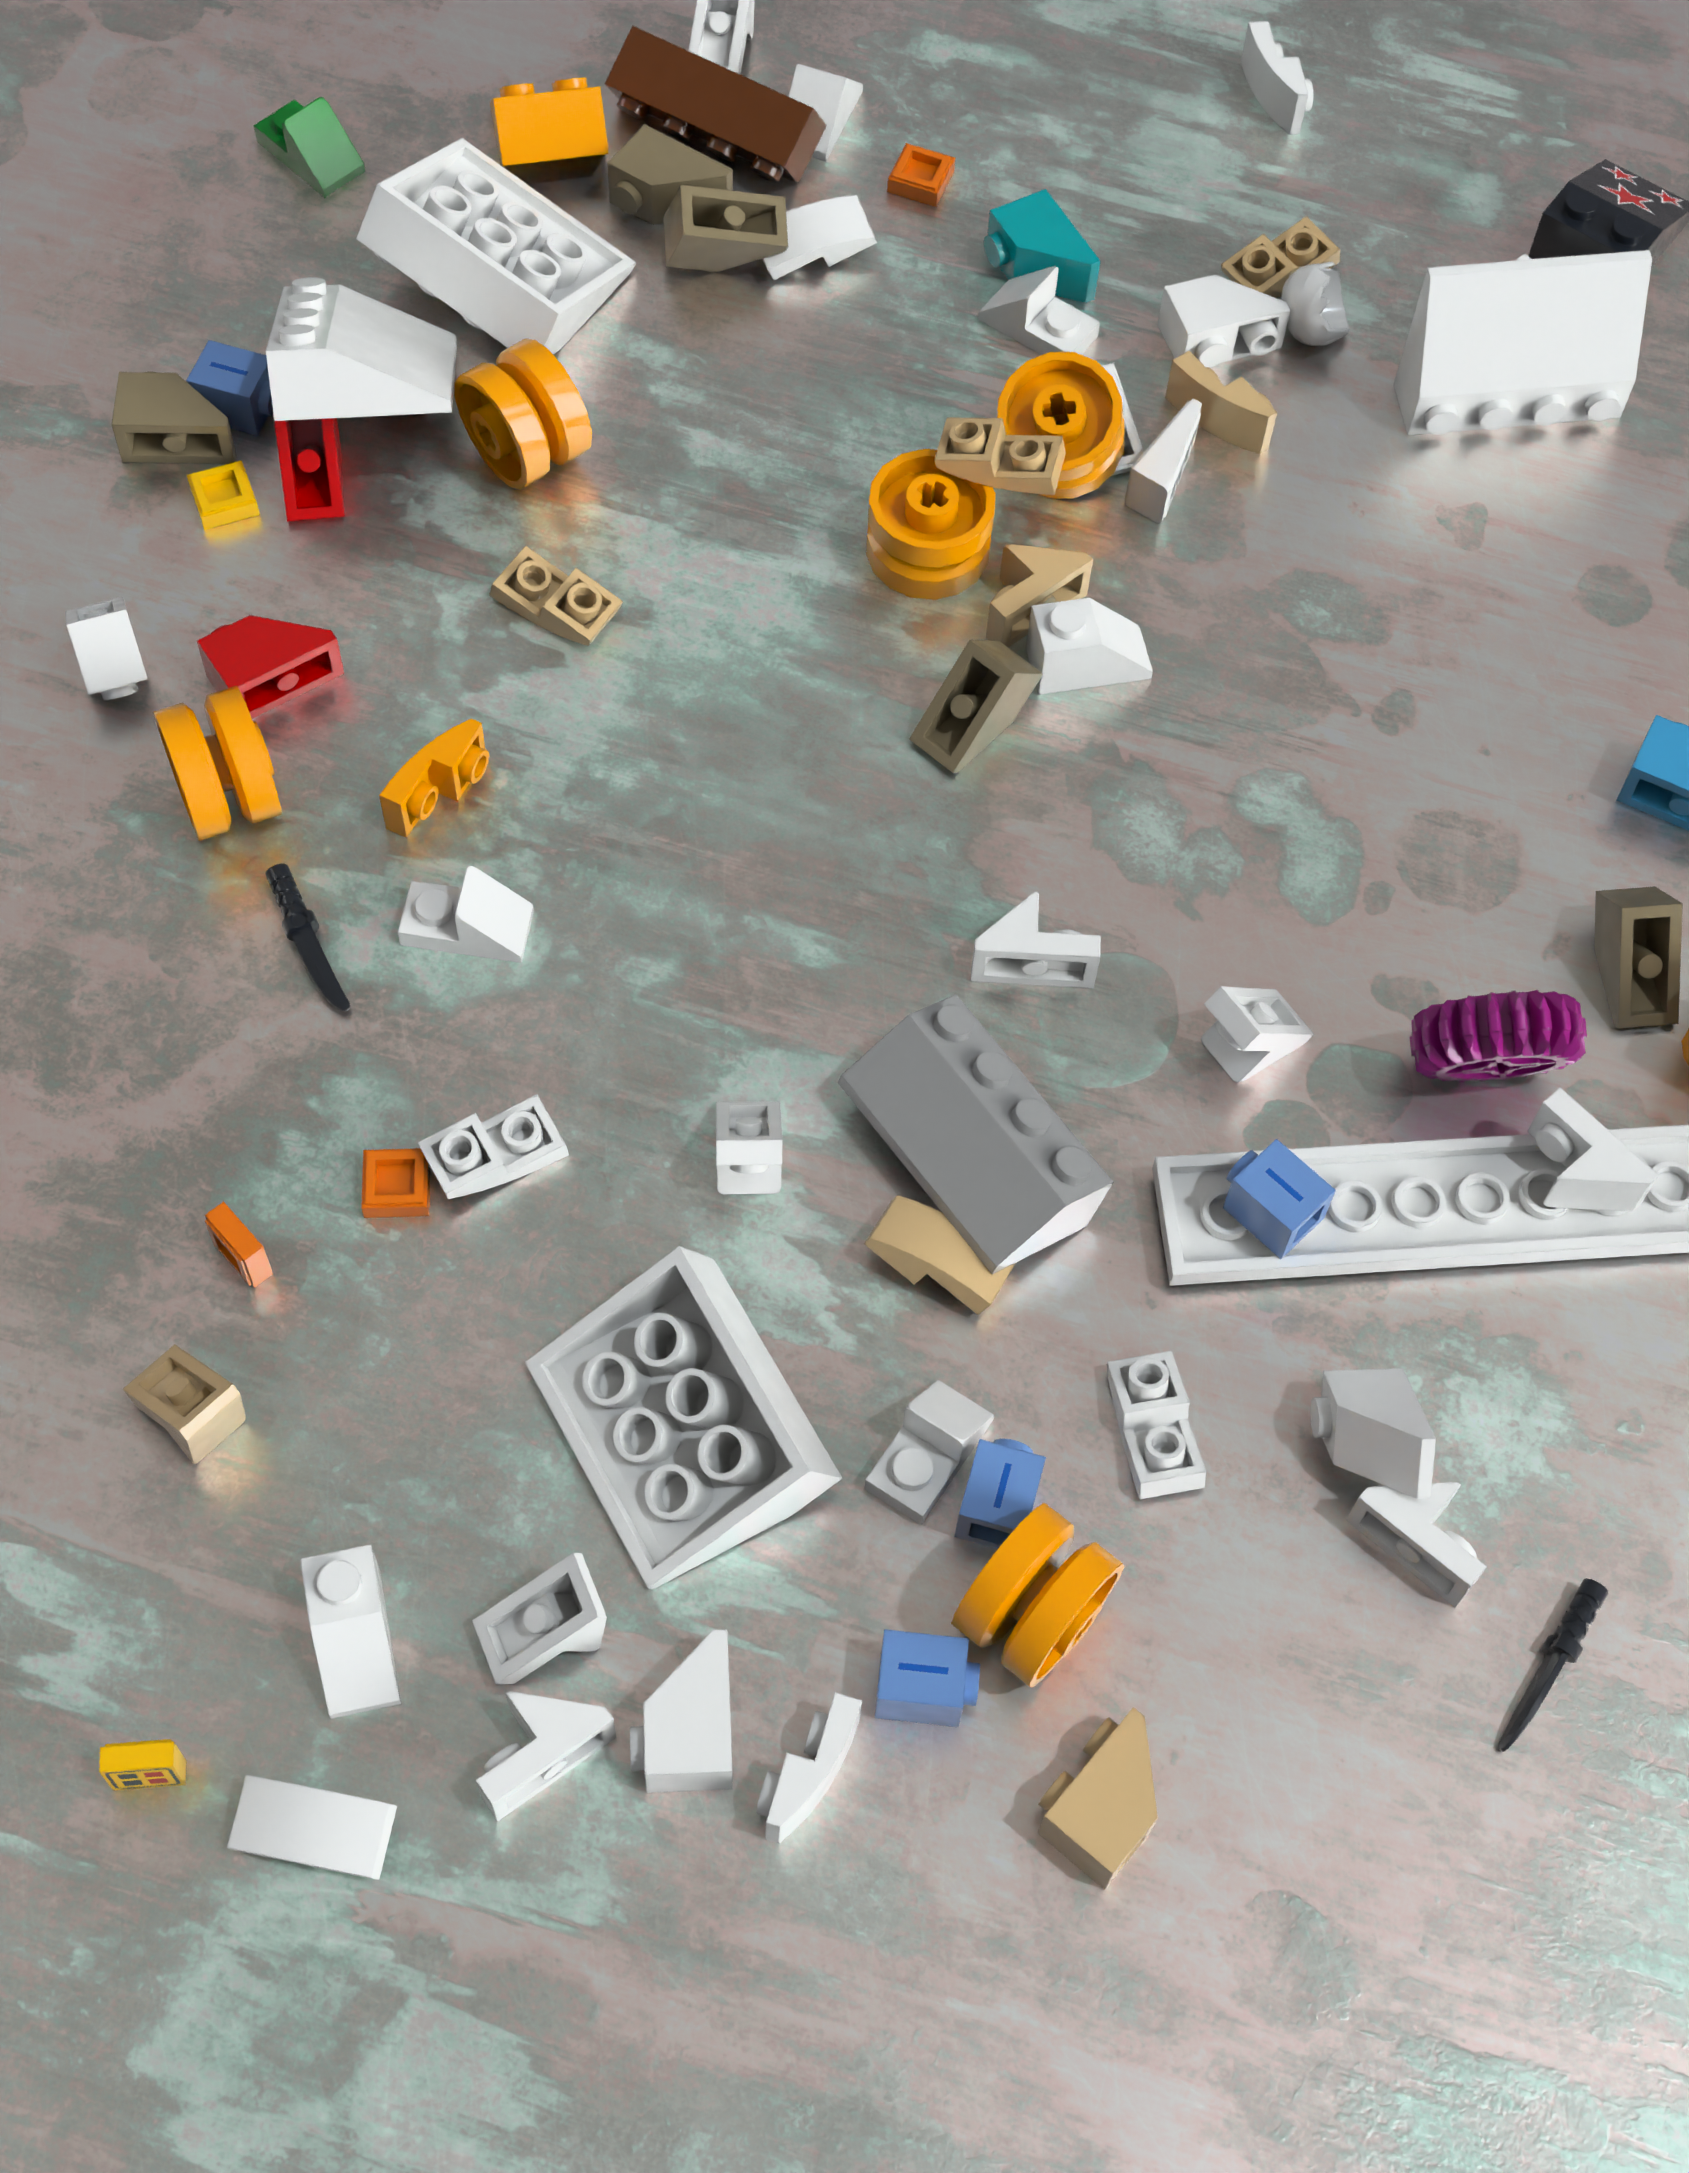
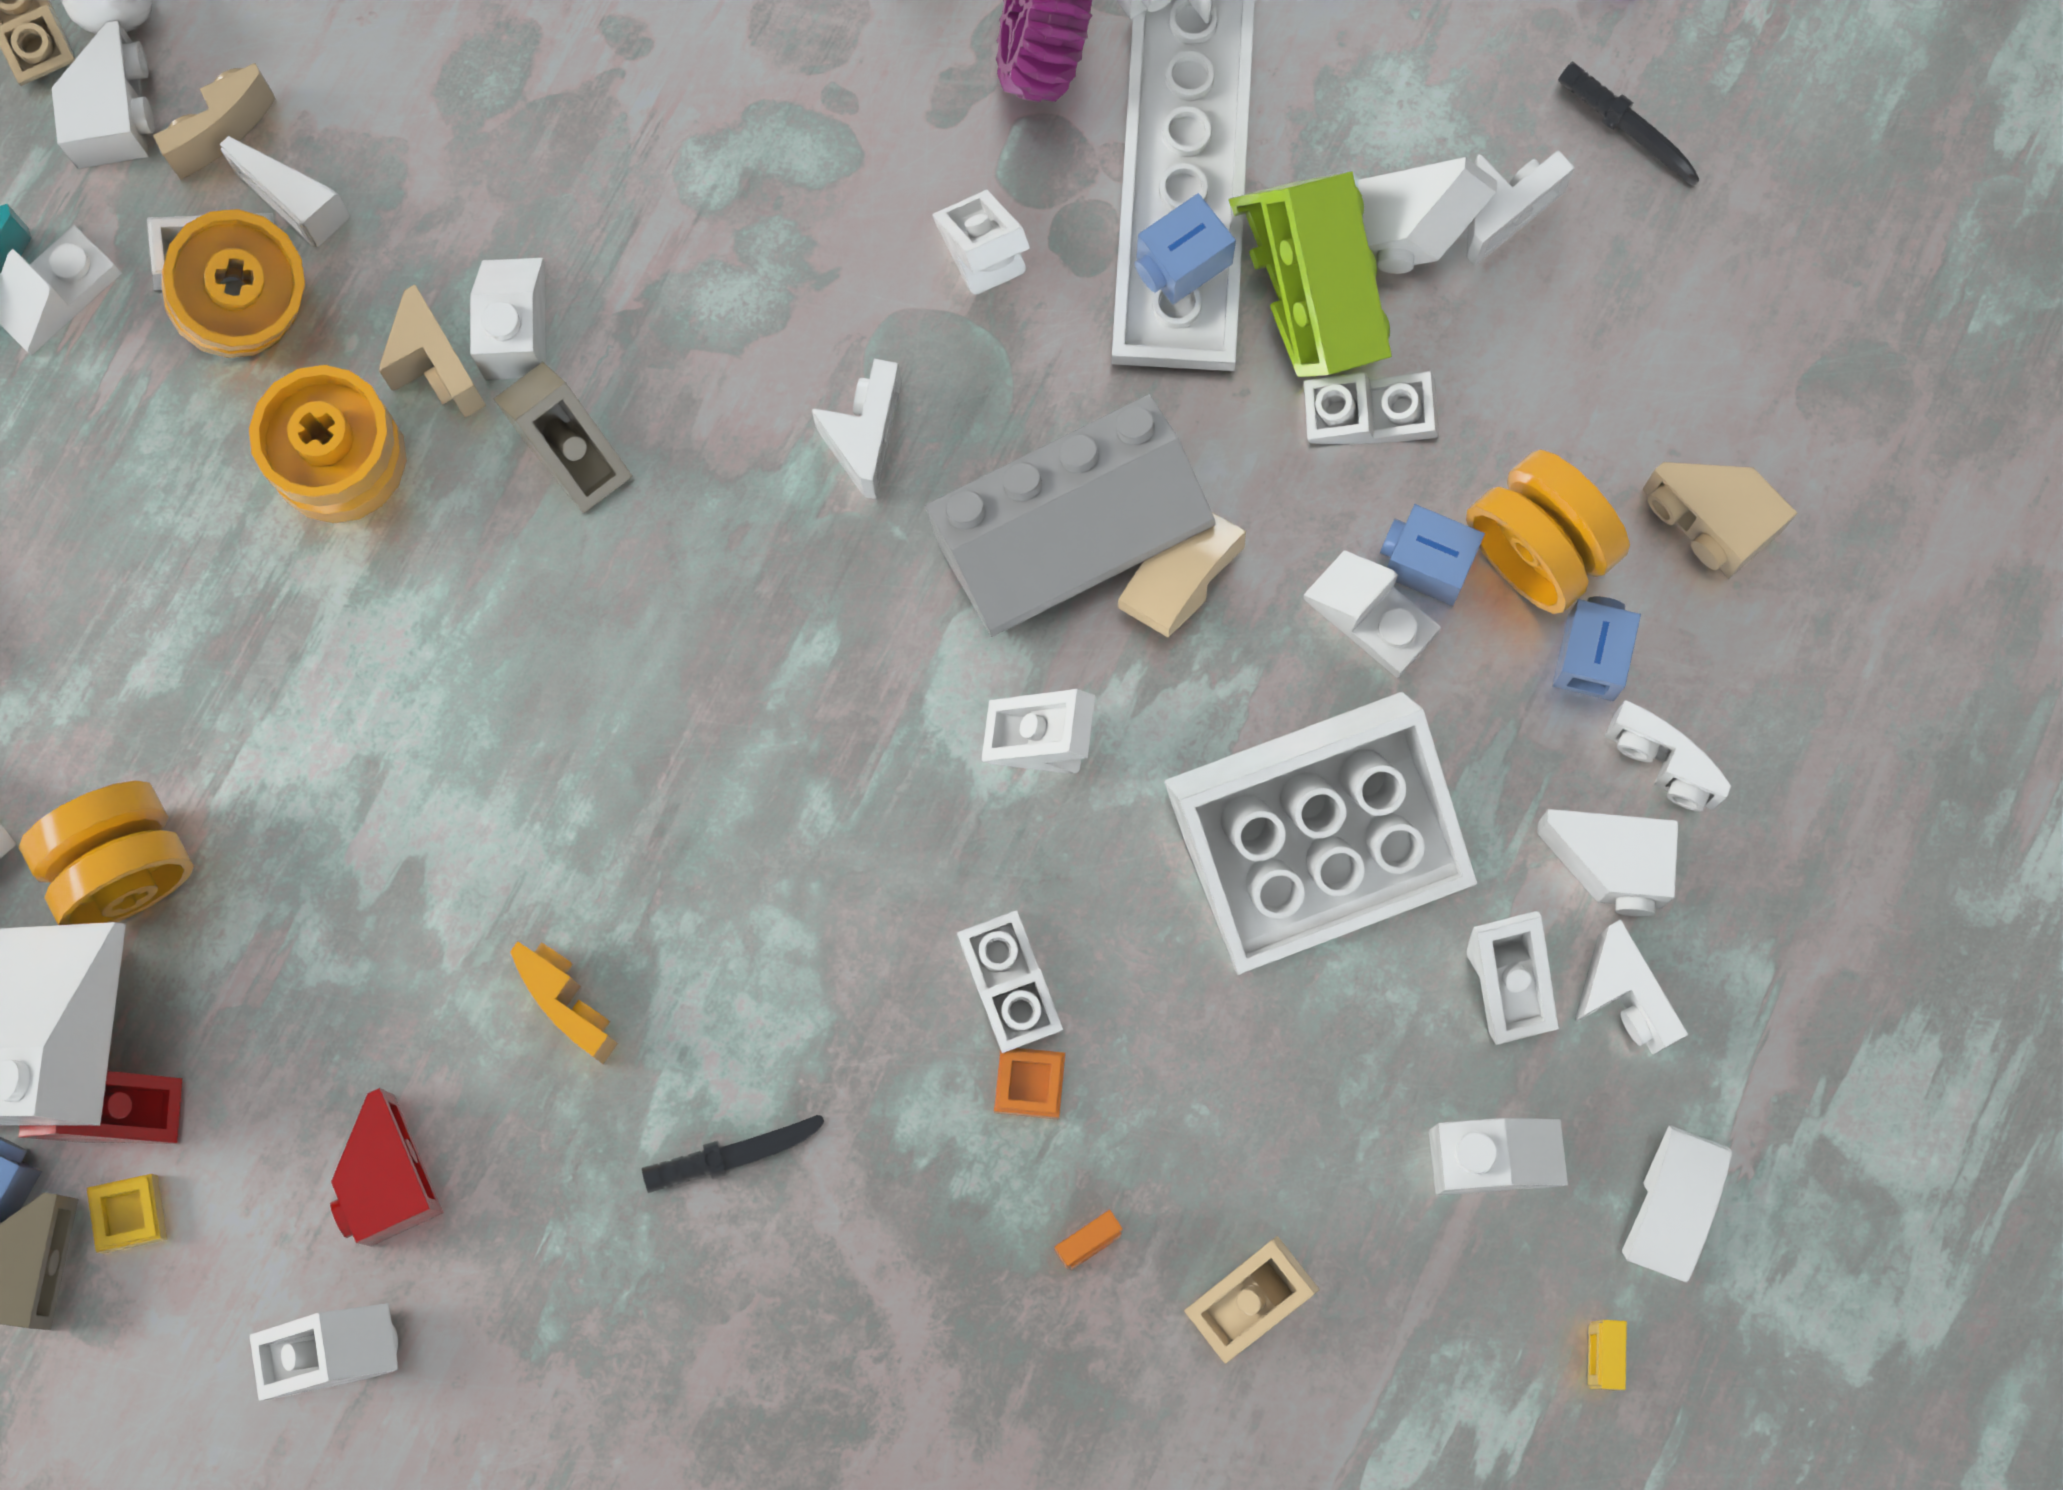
camera: 75 degrees left, 15 degrees up
(221, 762) = (524, 1215): light orange wheel -> none
(469, 920) = (736, 987): white slope -> none
(557, 602) = (342, 856): tan slope -> none
(985, 455) = (285, 349): tan slope -> none
(1282, 1336) = (1321, 271): none -> lime wedge

